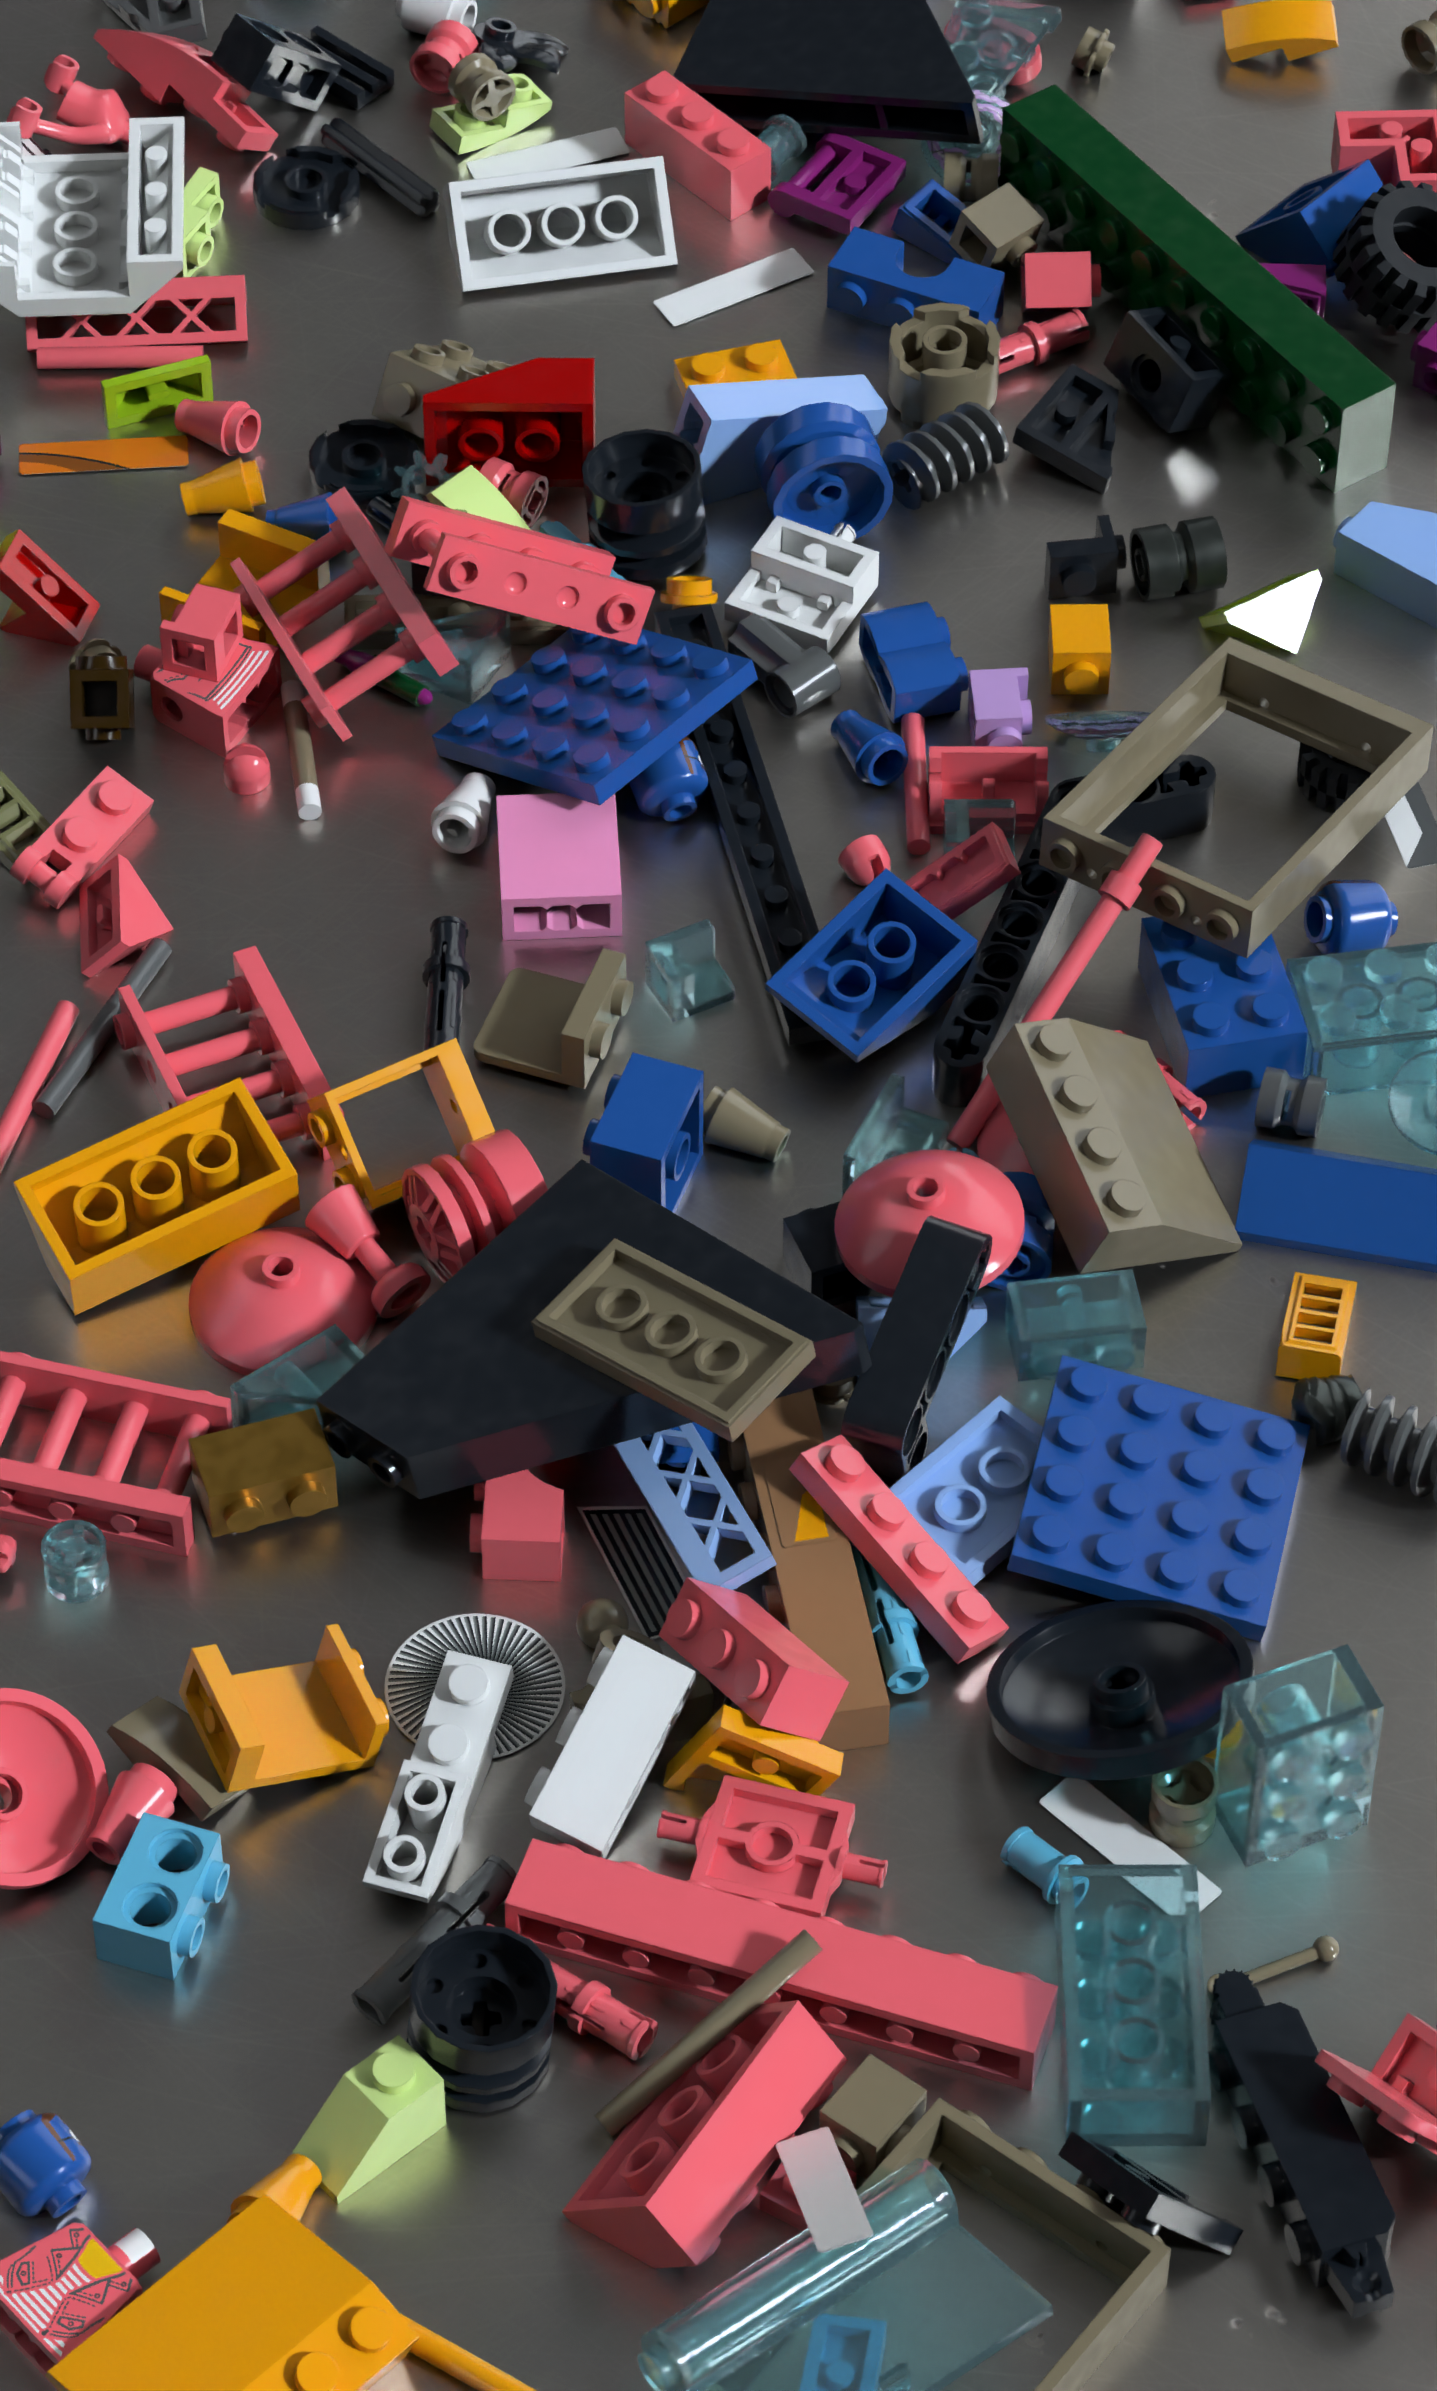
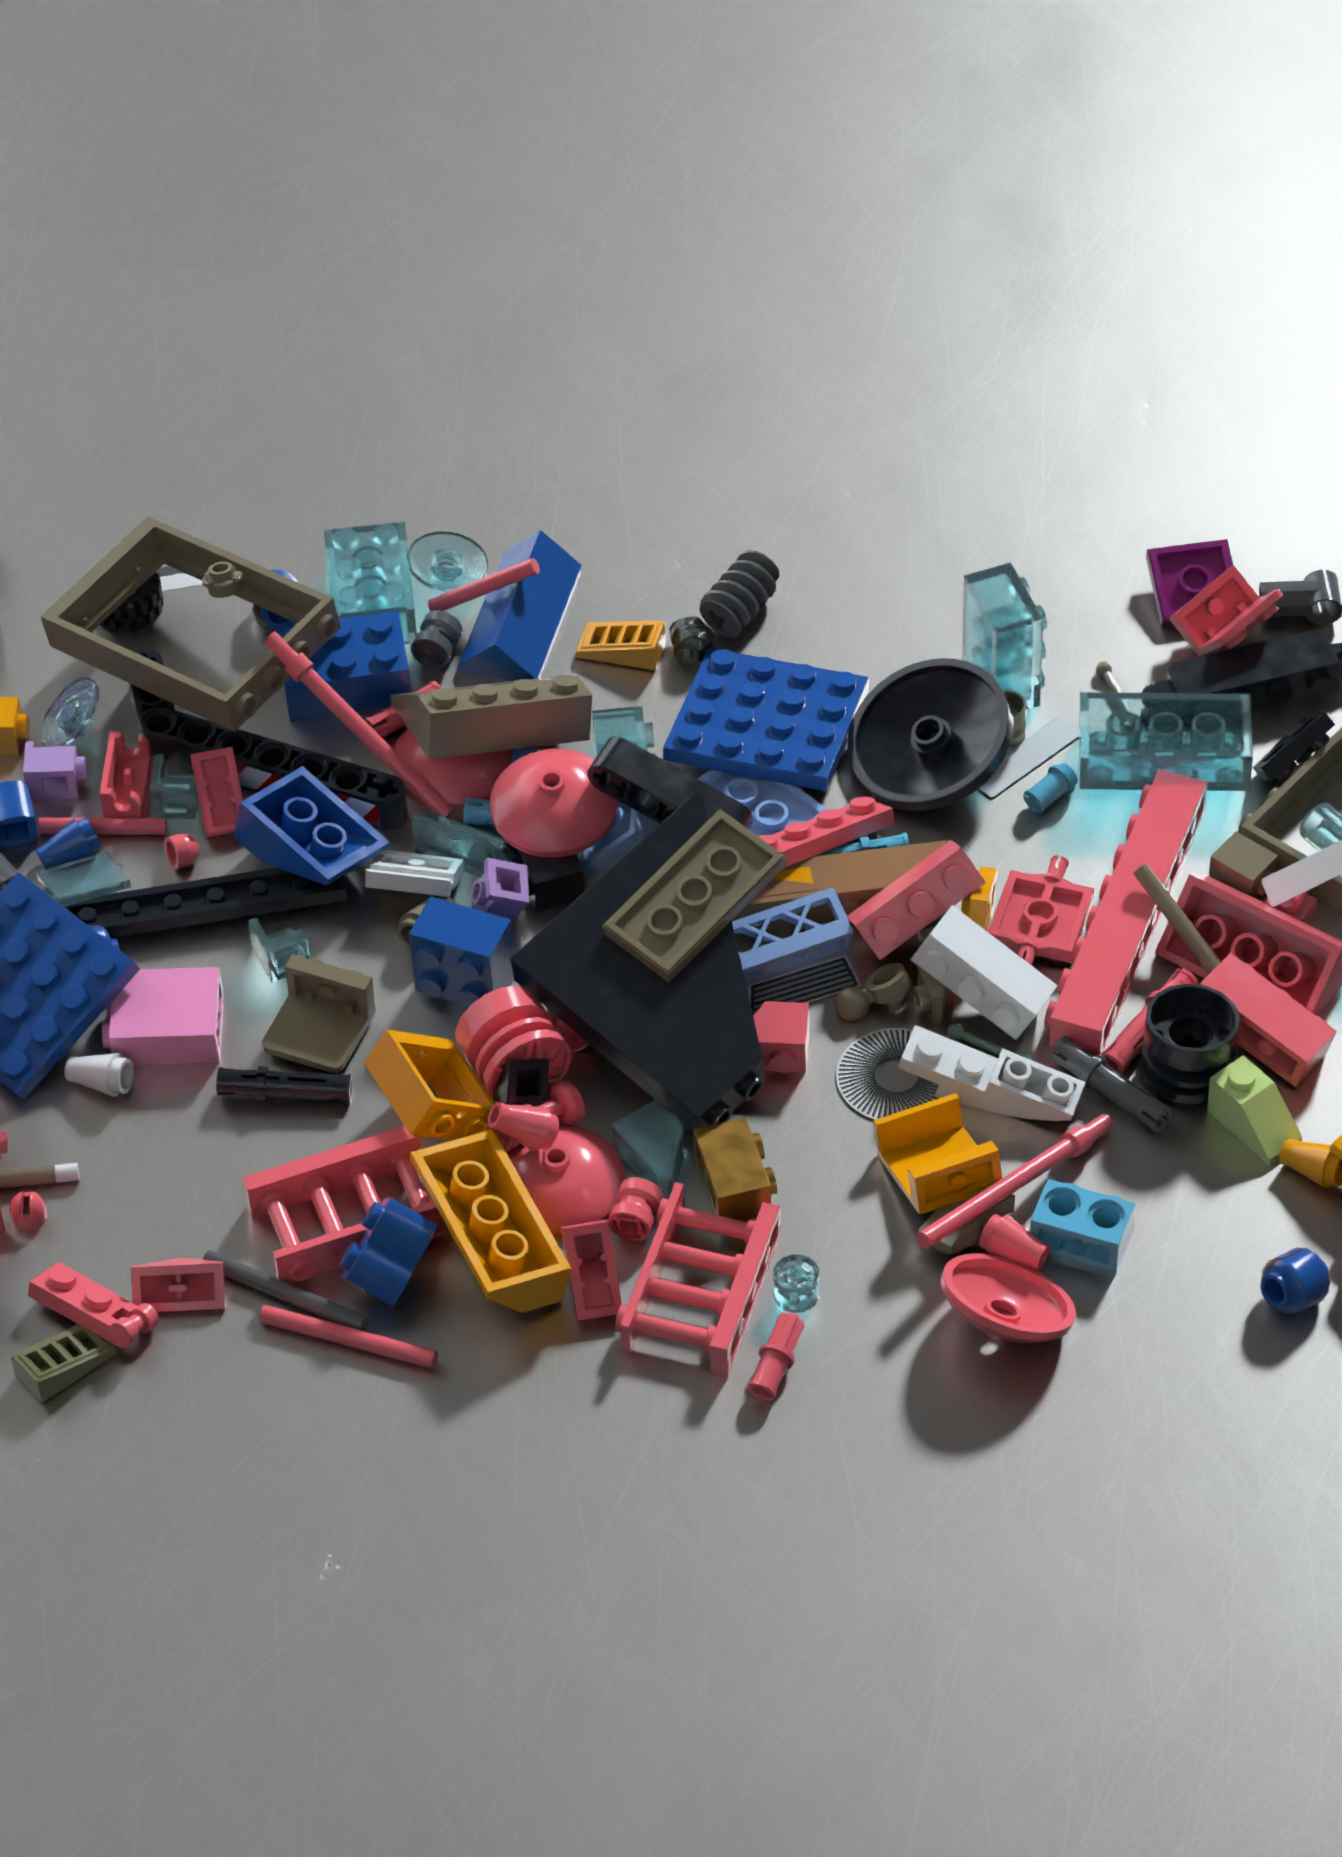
camera: 85 degrees left, 0 degrees up
(111, 1321) = (592, 1270): none -> coral arch
(118, 1091) = (388, 1250): none -> blue brick
(209, 1369) = (632, 1215): none -> coral wheel
(309, 1210) = (525, 1124): none -> coral cone
(321, 1890) = (1071, 1143): none -> coral bar
(401, 1220) = (523, 1081): none -> black slope
(496, 1836) = (957, 1032): none -> sand green hinge
(539, 2125) = (1271, 1021): none -> coral brick
(772, 1183) = (494, 889): none -> lavender brick
(803, 764) = (83, 879): none -> clear light blue piece
(820, 1098) = (414, 873): none -> white plate
(1304, 808) = (222, 579): none -> dark tan plate
(1384, 1135) = (484, 585): none -> coral bar

